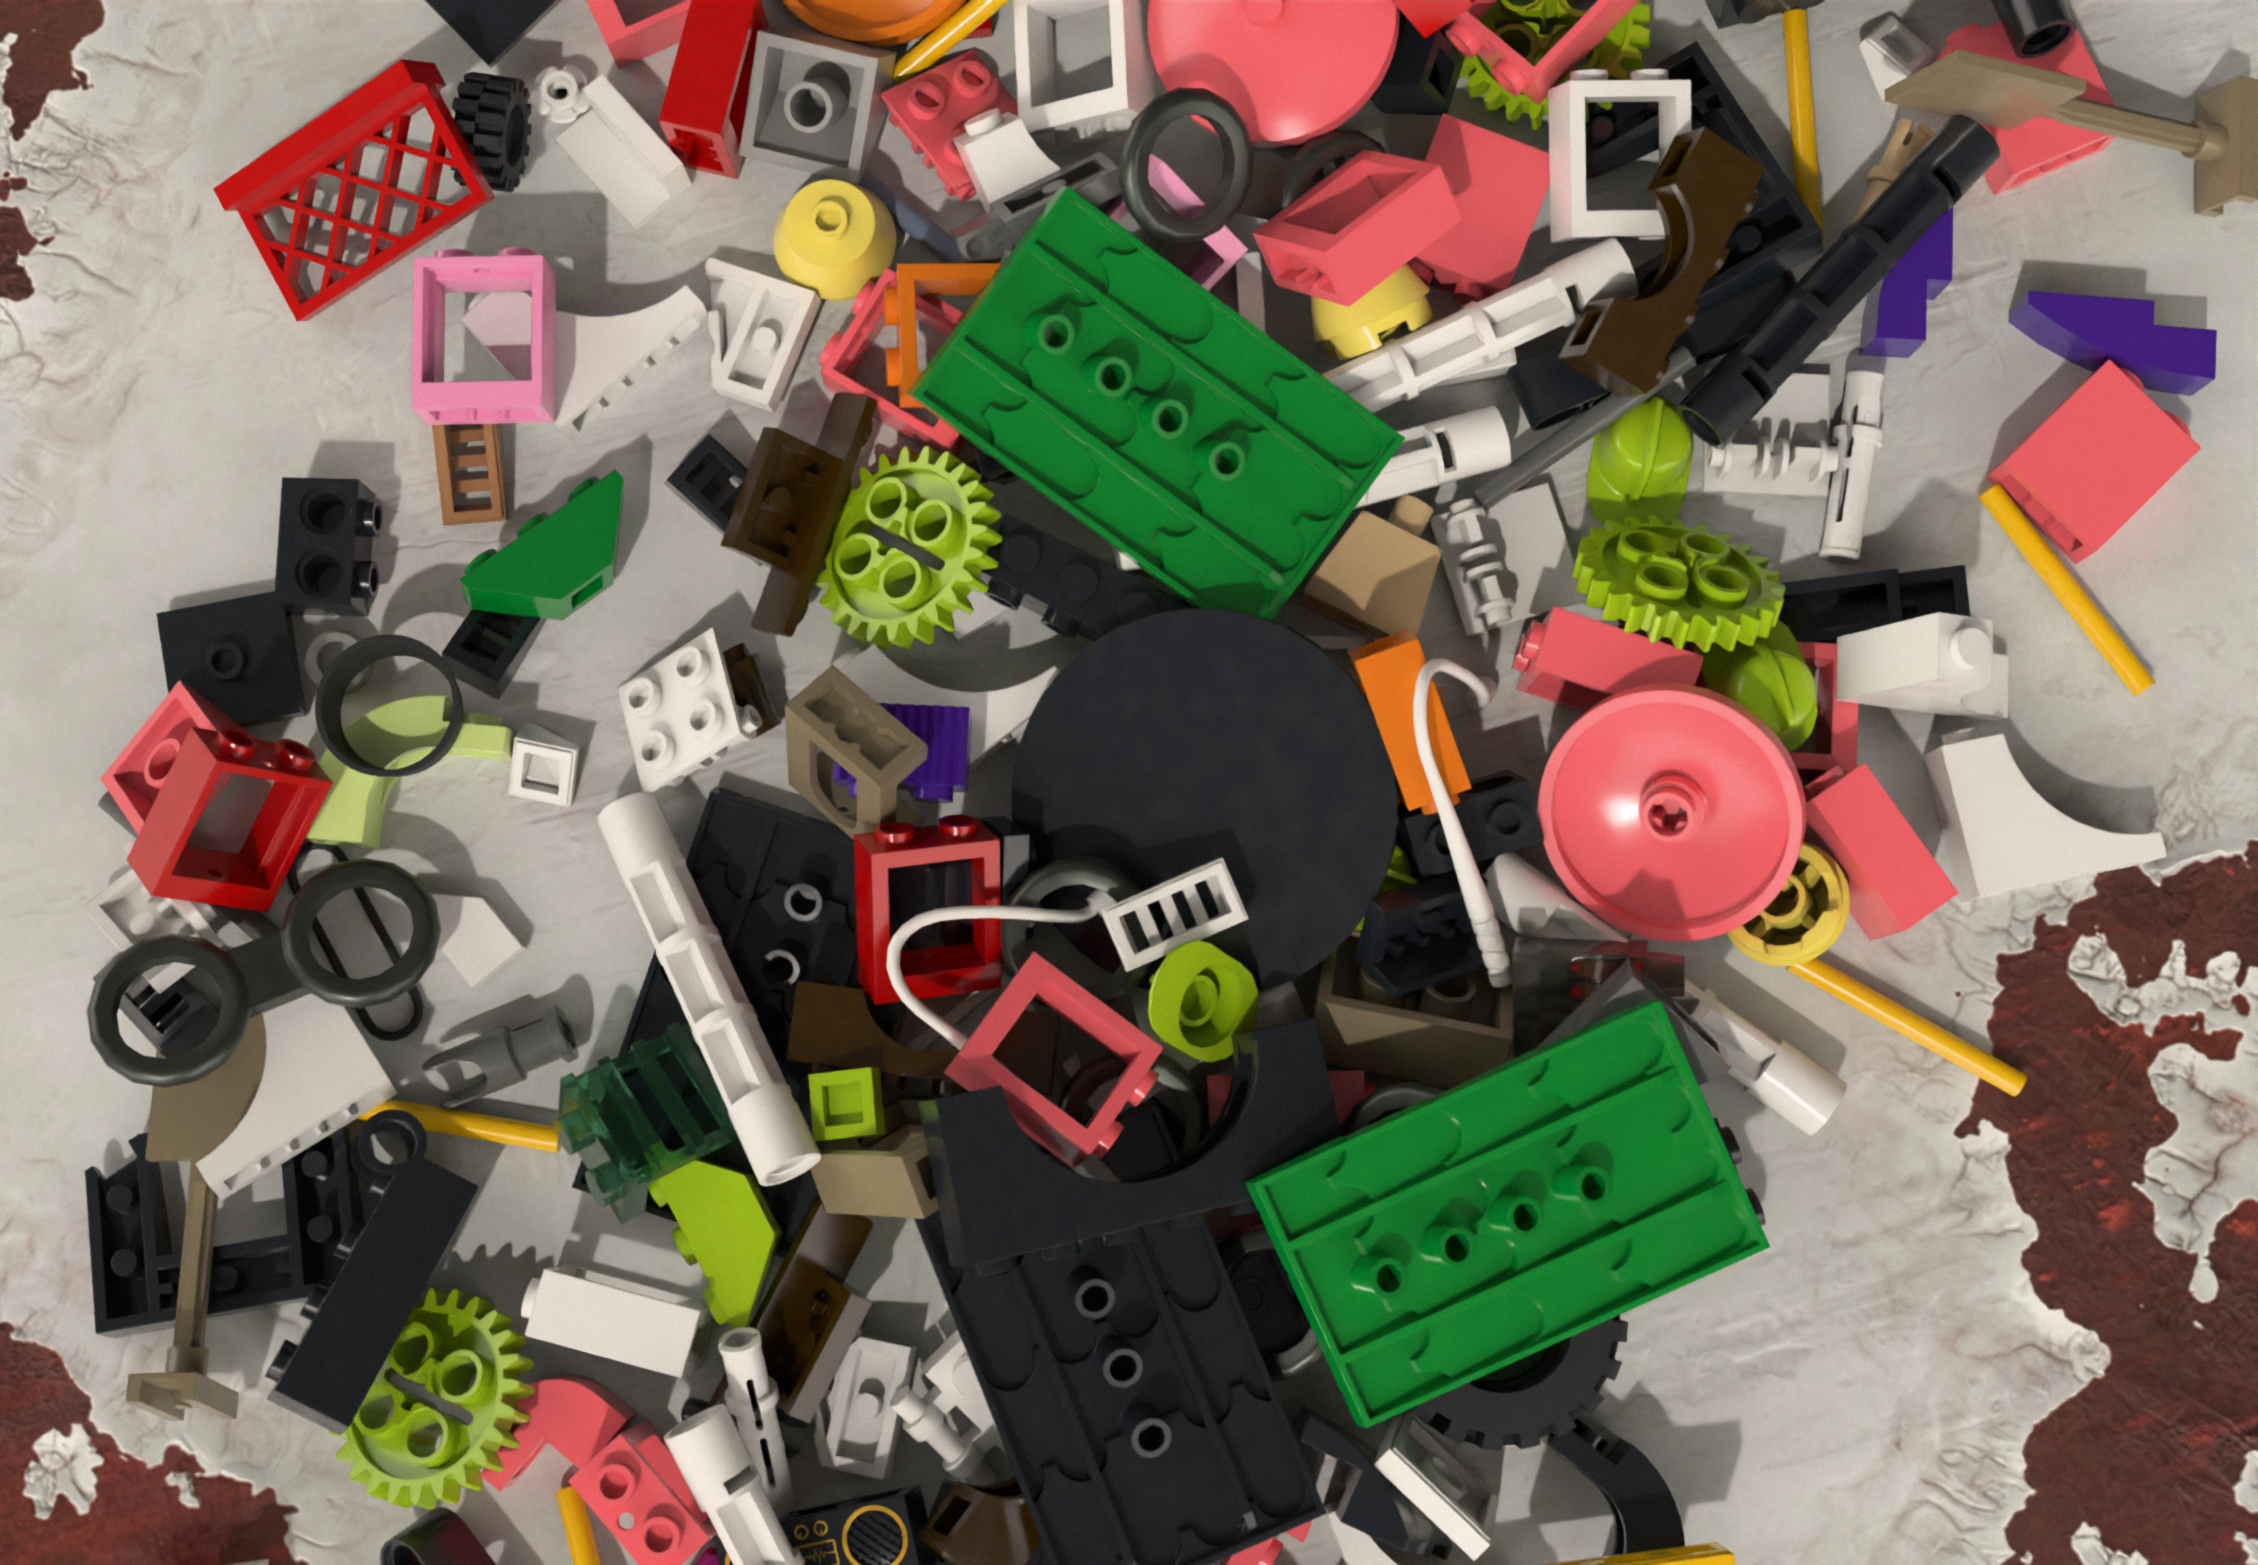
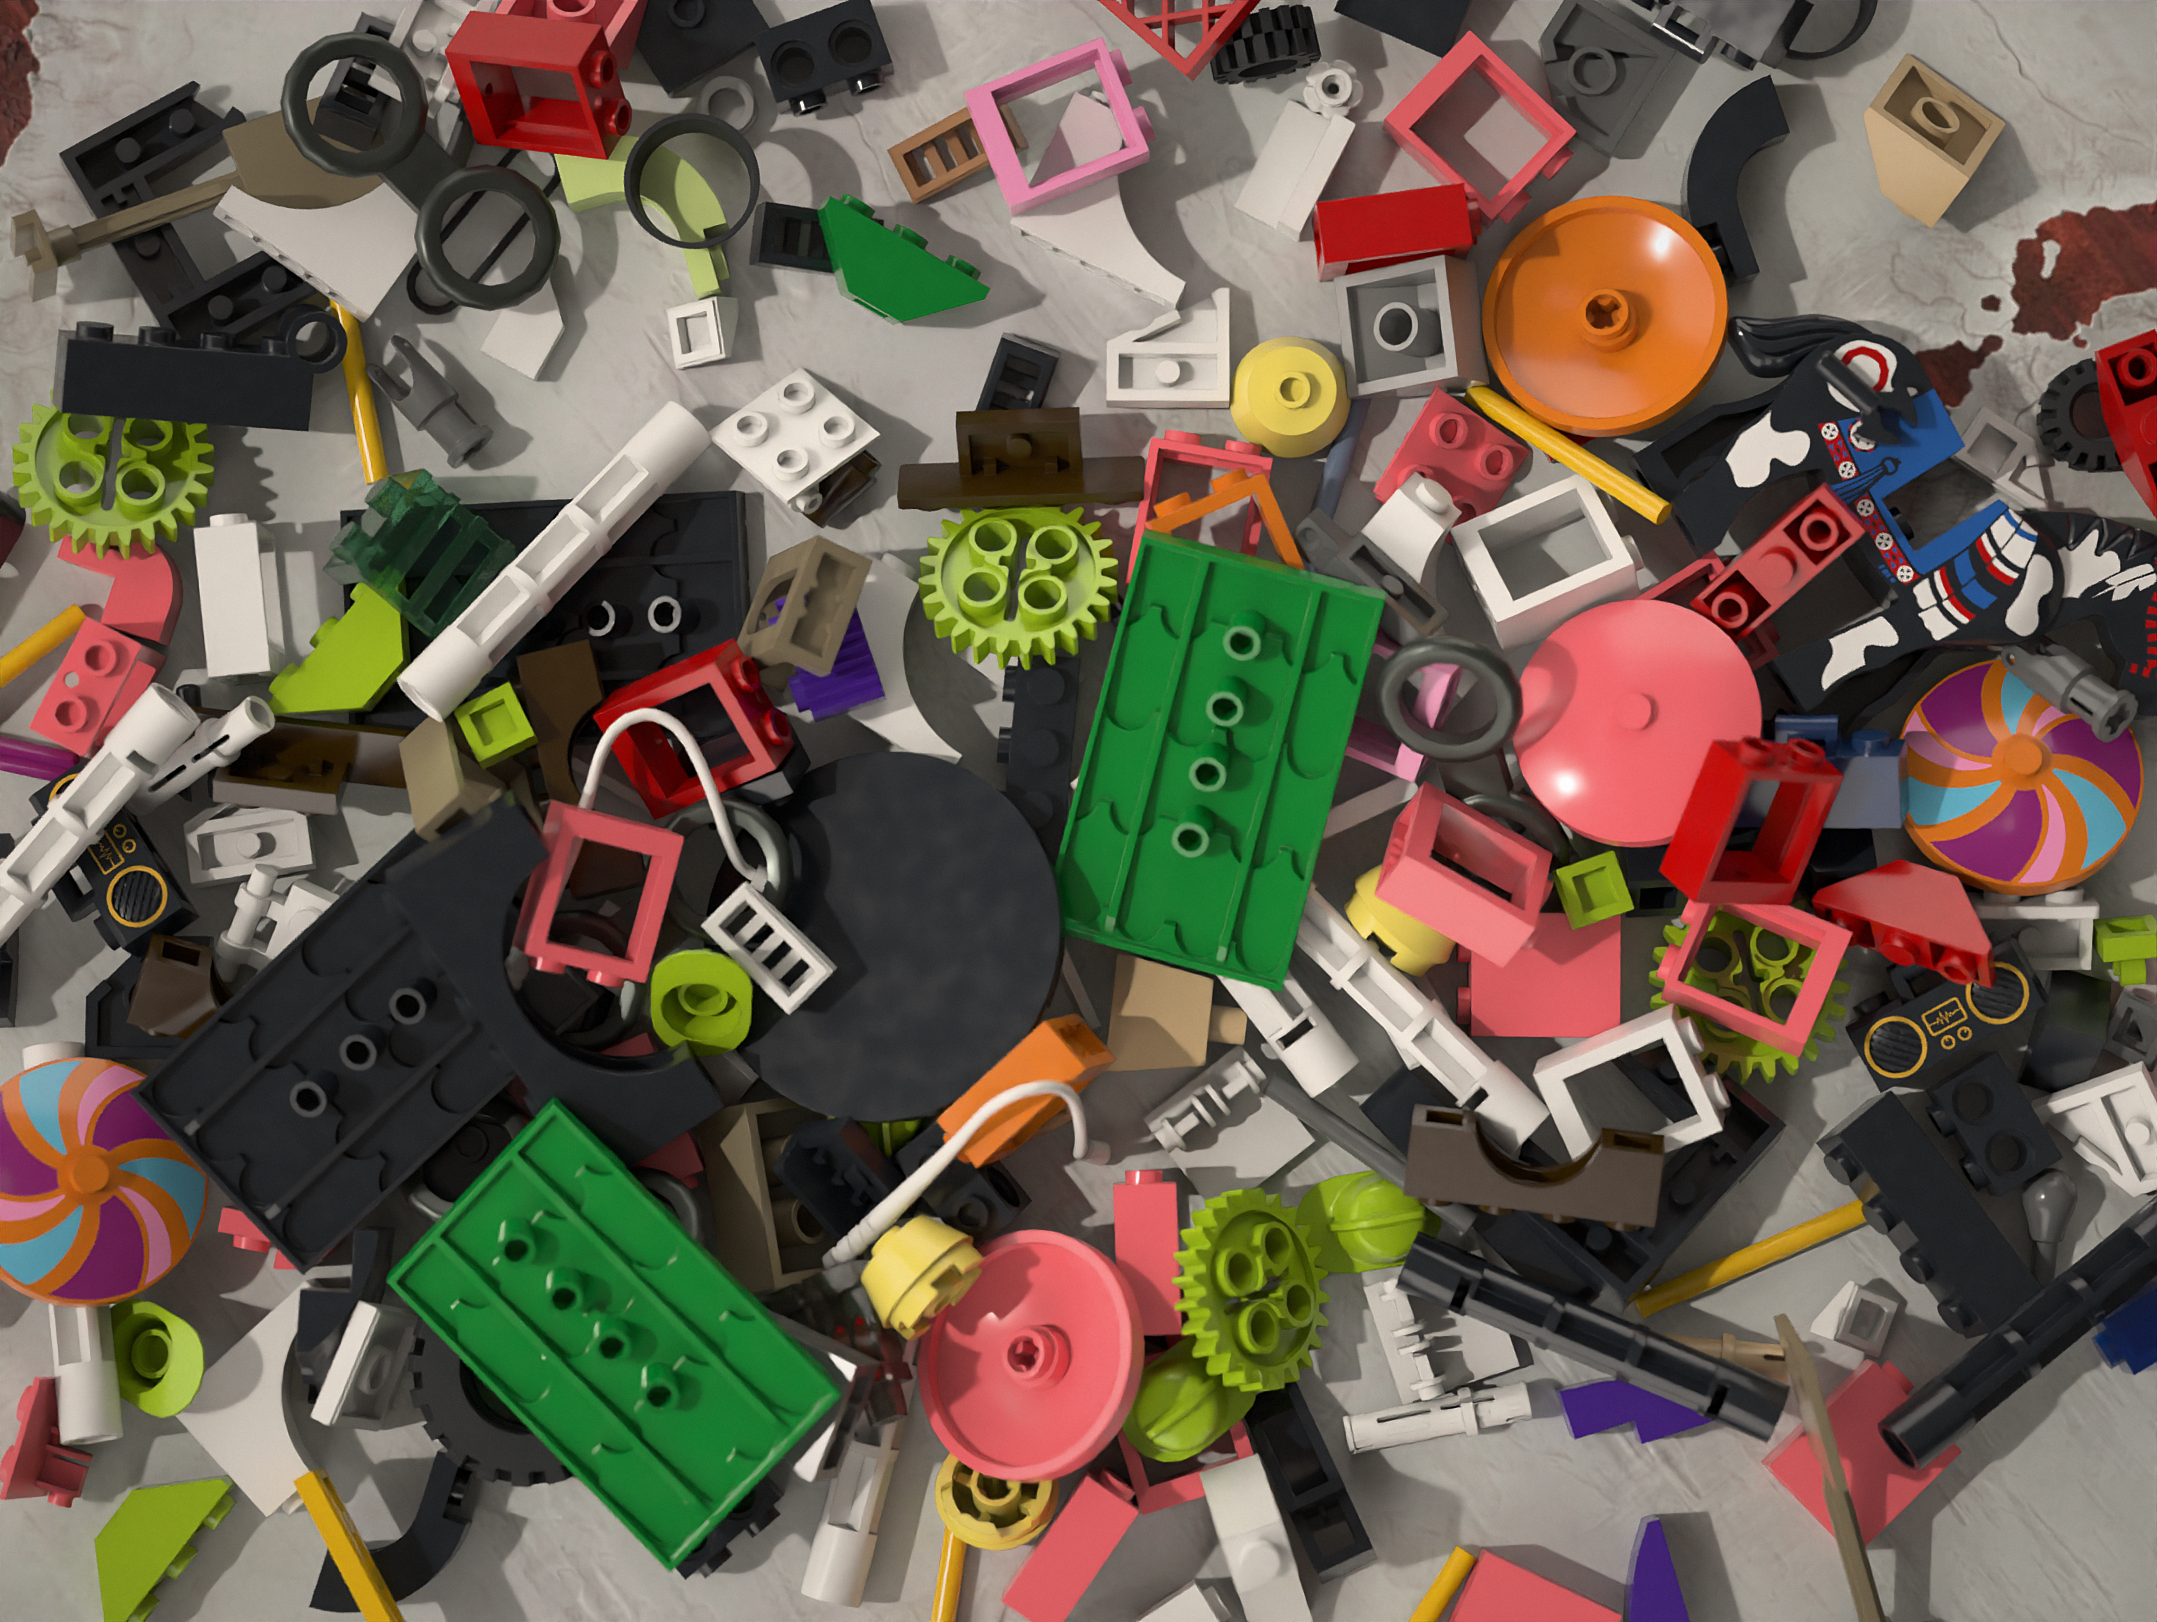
camera: 75 degrees right, 5 degrees up
(1414, 124) = (1592, 890): none -> lime tile
(1550, 889) = (919, 1273): none -> light yellow cone

